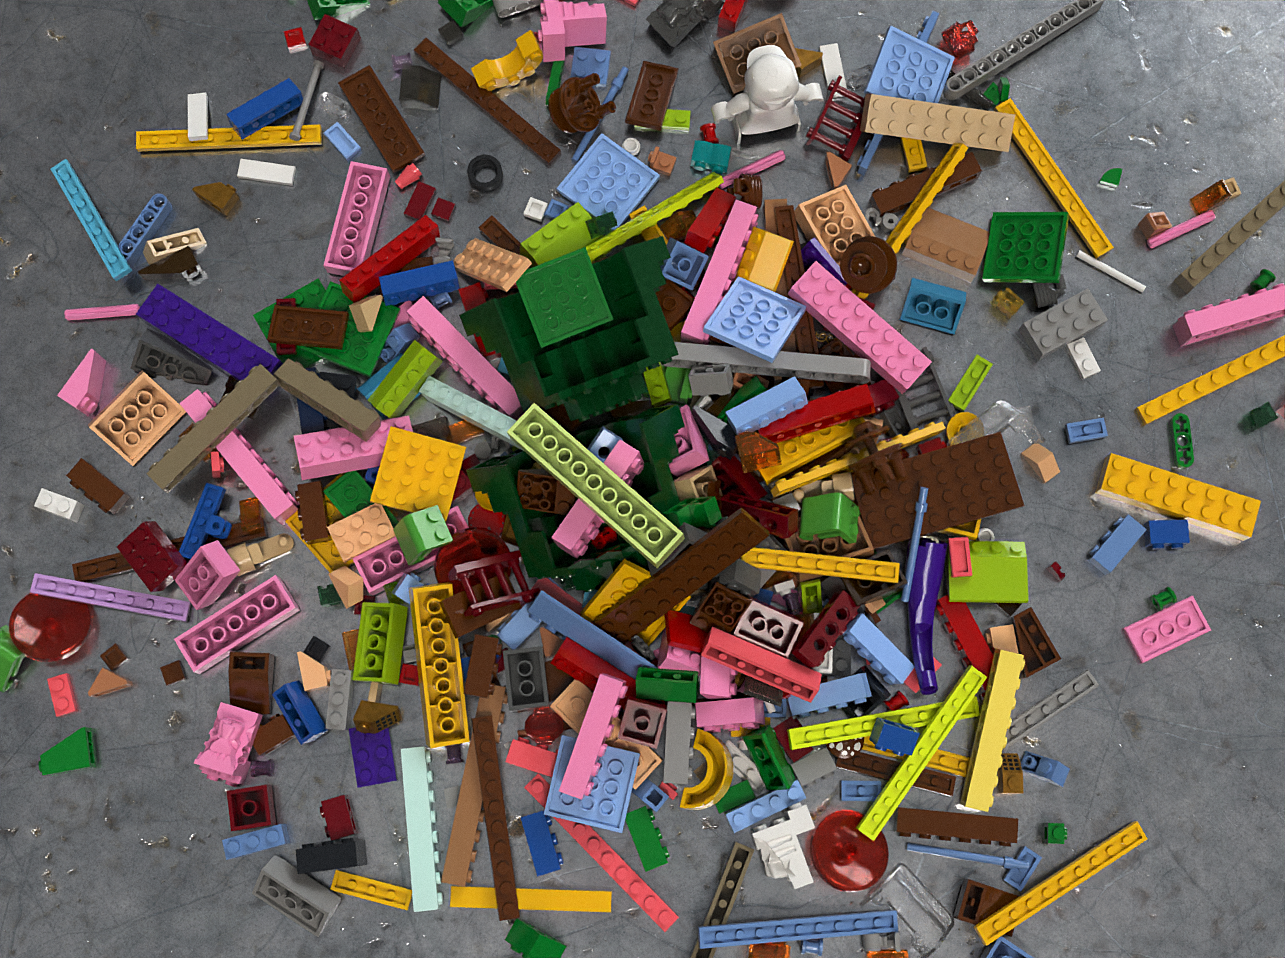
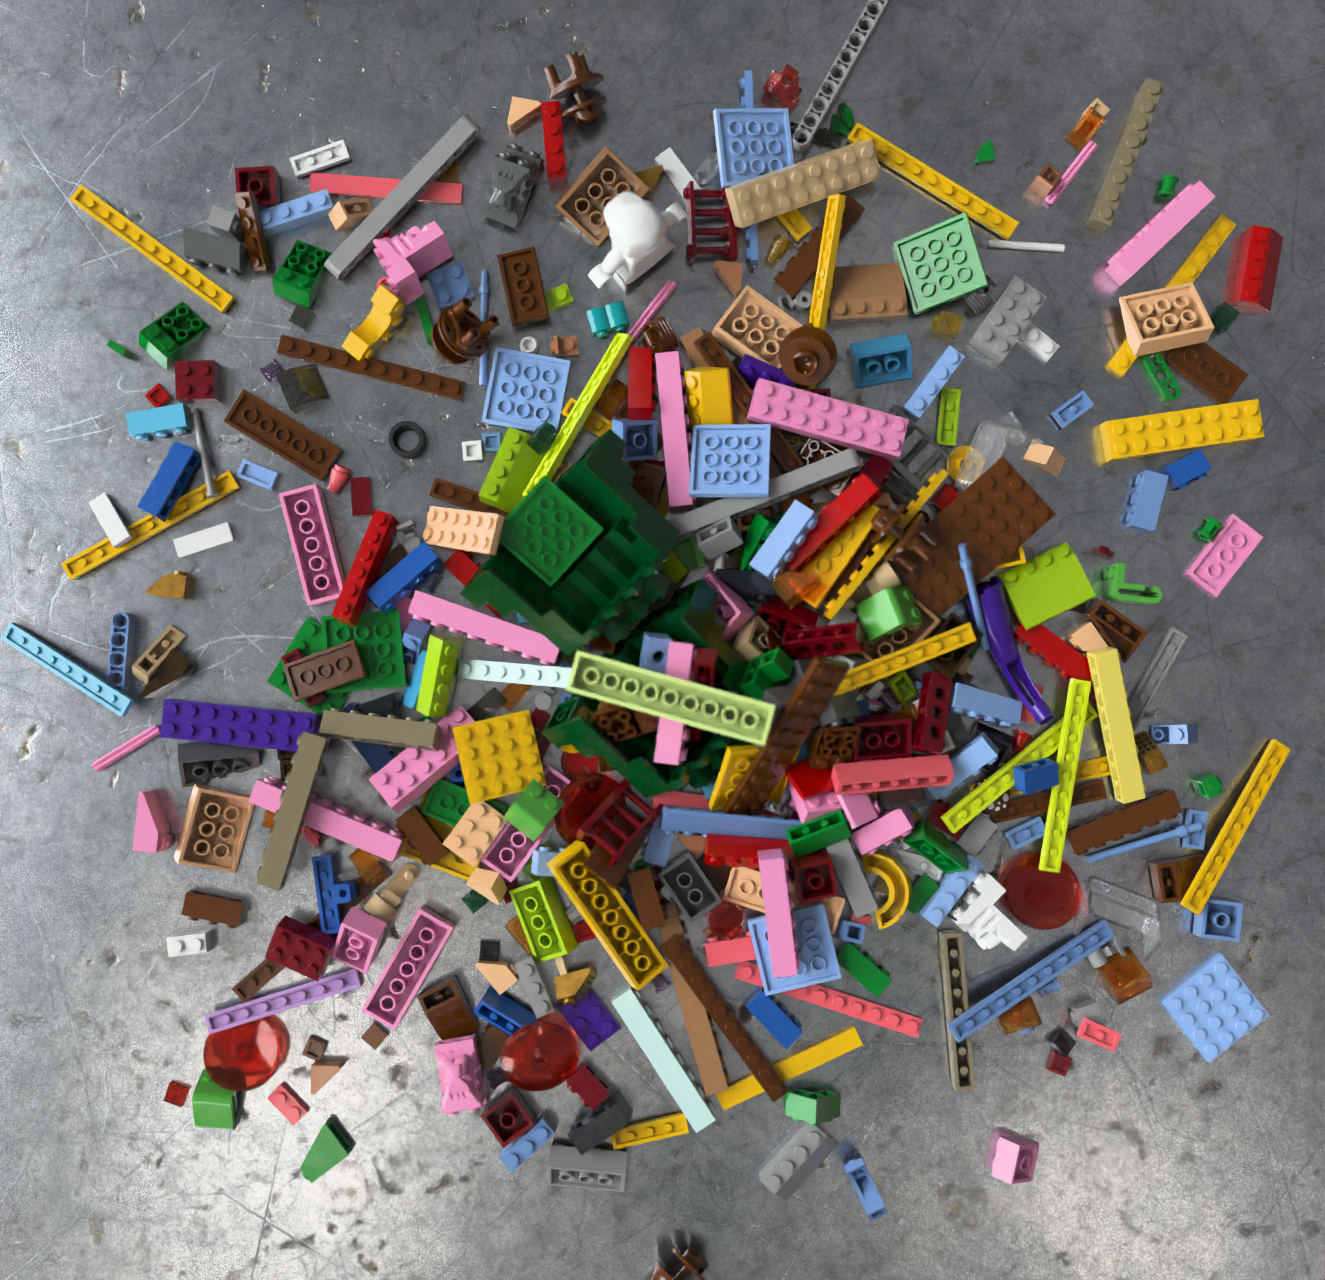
camera: 30 degrees left, 10 degrees up
(284, 57) = (159, 421): none -> medium azure brick
(309, 765) = (539, 1056): none -> clear red dish
(366, 312) = (371, 630): tan slope -> none
(443, 209) = (387, 493): dark red tile -> none
(641, 476) = (706, 667): none -> dark red brick
(709, 133) = (595, 297): red bush -> none
(888, 169) = (777, 248): none -> clear yellow cone
(959, 557) = (1018, 586): coral tile -> none
(970, 346) = (933, 383): none -> light blue brick
(1058, 614) = (1114, 582): none -> bright green piece
(1206, 391) = (1165, 319): none -> light nougat slope
(1225, 453) = (1207, 370): none -> reddish brown tile

